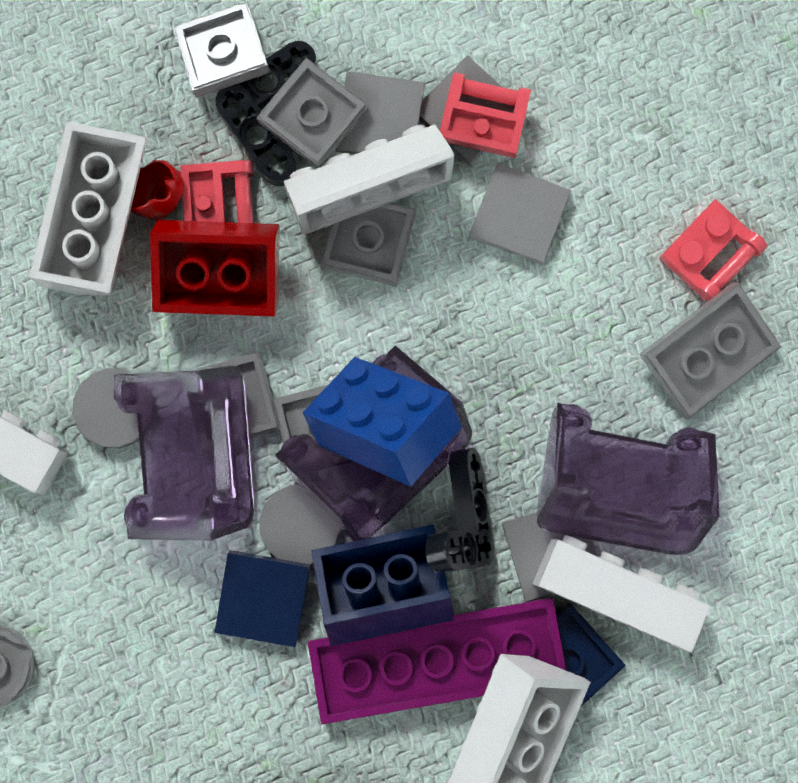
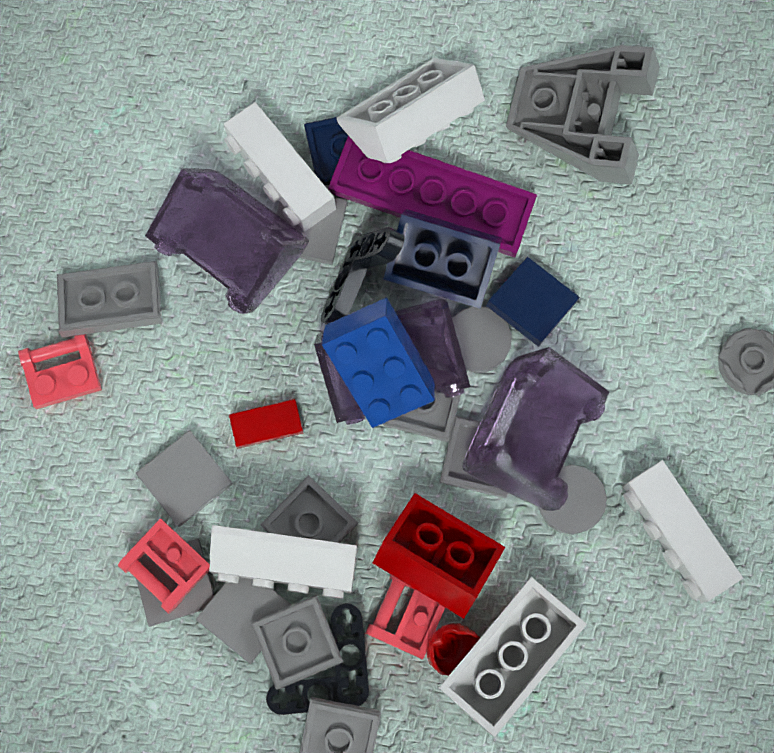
camera: 150 degrees left, 5 degrees down
(470, 313) = (266, 423): none -> red tile

